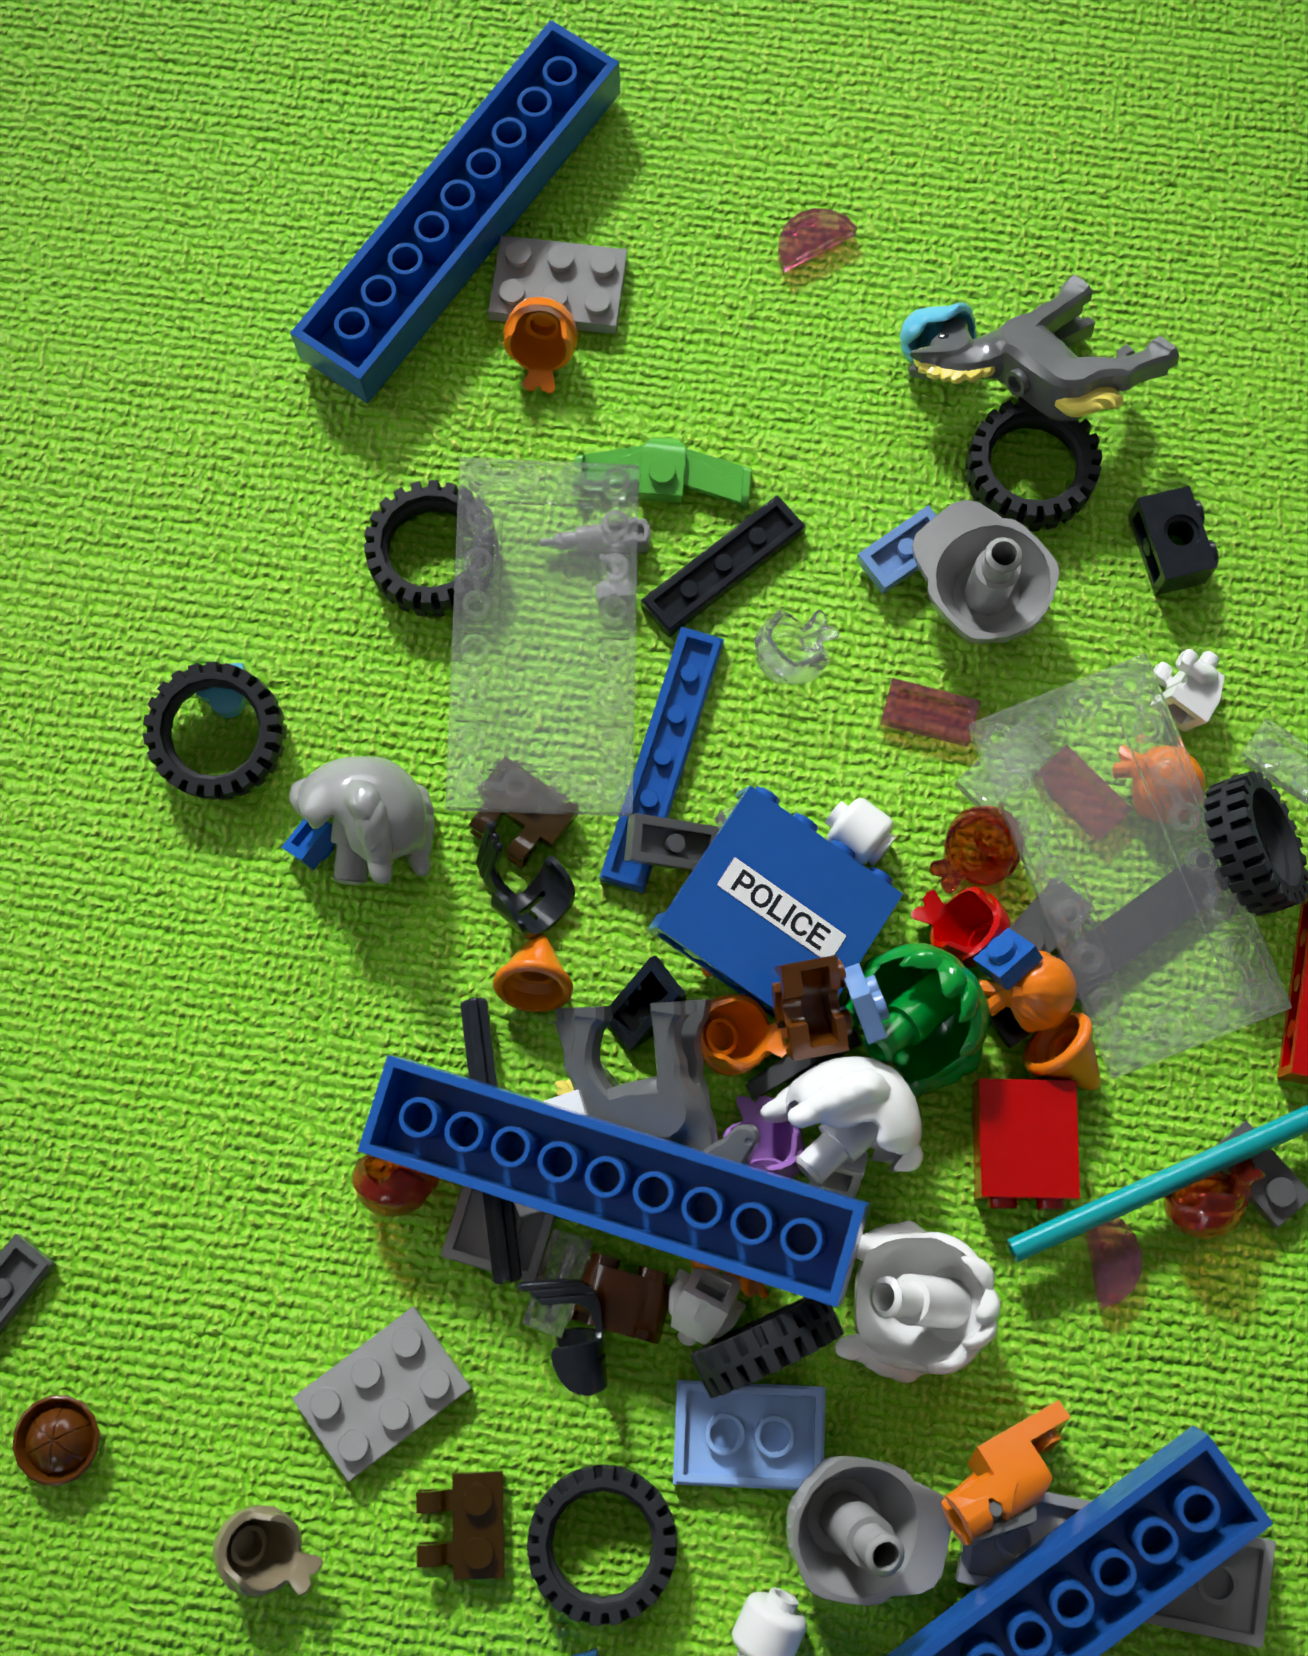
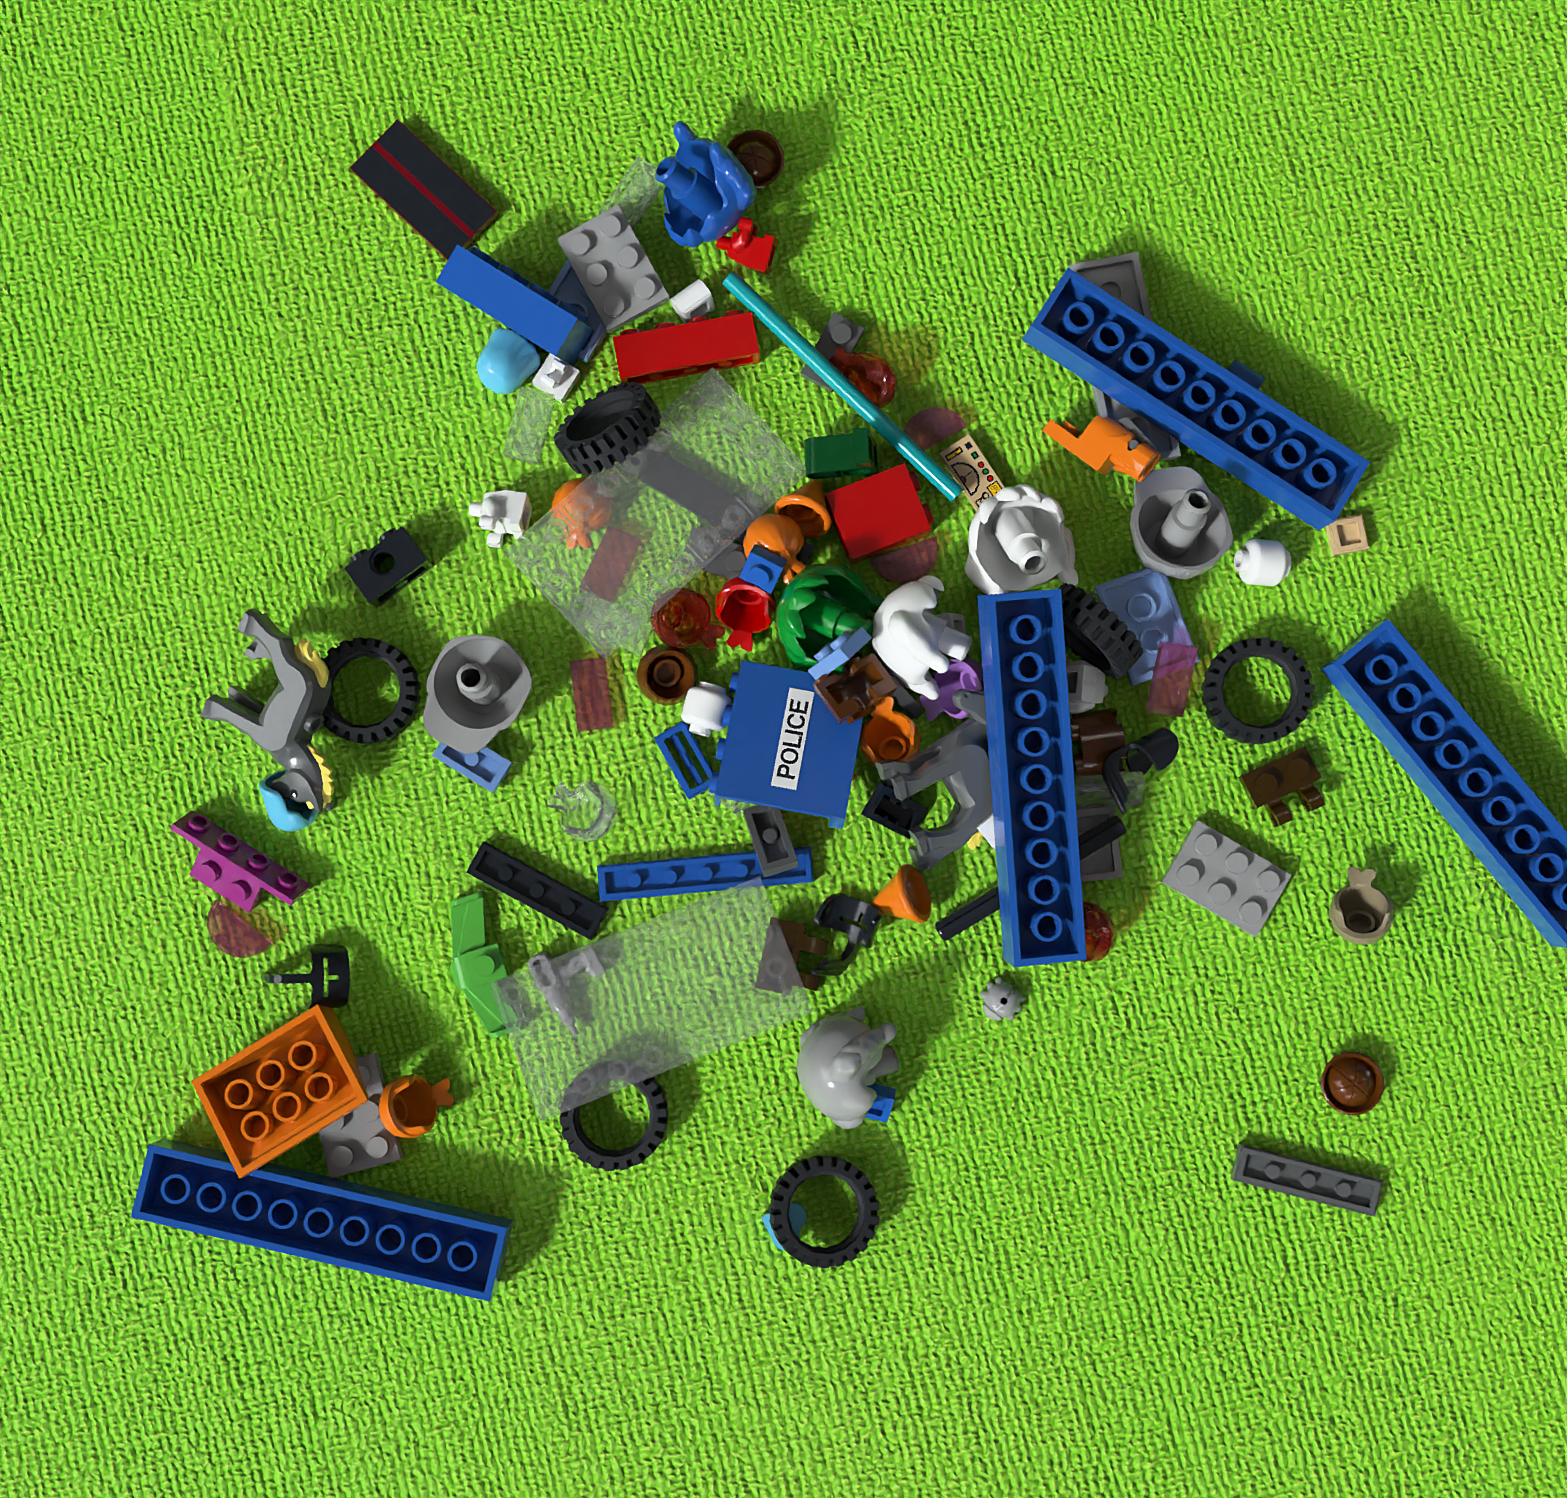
camera: 110 degrees left, 10 degrees up
(372, 1046) = (992, 1000): none -> light grey animal
(619, 213) = (282, 1089): none -> orange slope
(665, 1433) = (1171, 678): none -> clear pink tile
(730, 321) = (337, 964): none -> black helmet
(808, 772) = (671, 733): none -> blue tile
(886, 261) = (236, 867): none -> magenta bracket
(931, 799) = (667, 674): none -> reddish brown hat
(948, 1157) = (908, 562): none -> clear pink tile
(1040, 1288) = (971, 471): none -> tan tile
(1117, 1126) = (841, 455): none -> dark green tile

